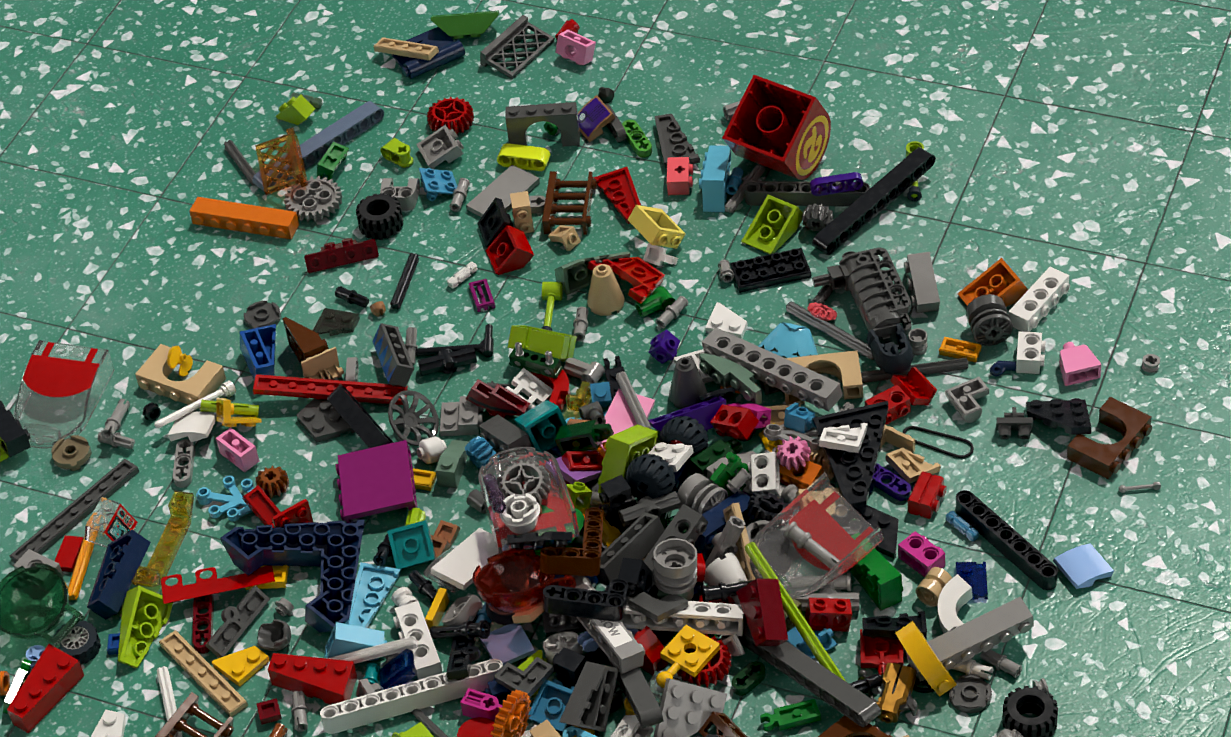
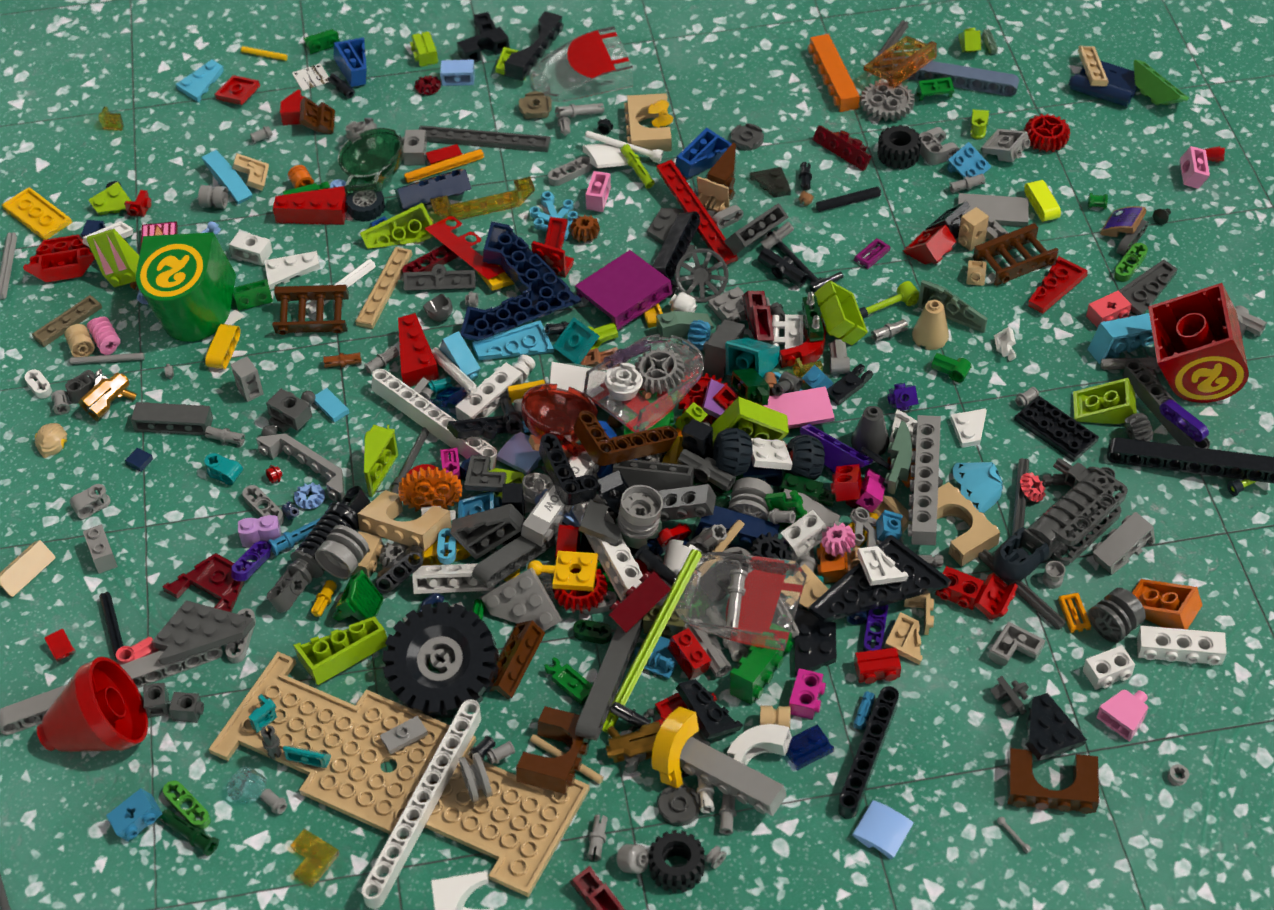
camera: 55 degrees right, 5 degrees up
(108, 523) = (478, 160): clear slope -> none
(225, 409) = (619, 168): yellow bracket -> none
(241, 664) = (404, 303): yellow wing -> none
(269, 711) = (370, 342): dark red plate -> none
(424, 586) = (545, 370): black axle -> none
(462, 275) = (883, 230): white axle -> none
(506, 41) = (1163, 122): dark grey fence -> none
(550, 538) = (602, 410): black plate -> none
(560, 114) = (1096, 196): dark grey arch -> none
(632, 400) = (816, 403): light grey axle -> none
(637, 272) = (971, 336): red wing -> none
(656, 226) = (1039, 313): light yellow window -> none
(672, 312) = (950, 383): light grey pin -> none
(734, 181) = (1135, 350): dark azure pin -> none
(734, 645) = (609, 599): light grey tile -> none
(941, 434) = (962, 644): black piece -> none
(1001, 366) = (1074, 653): dark blue arm -> none

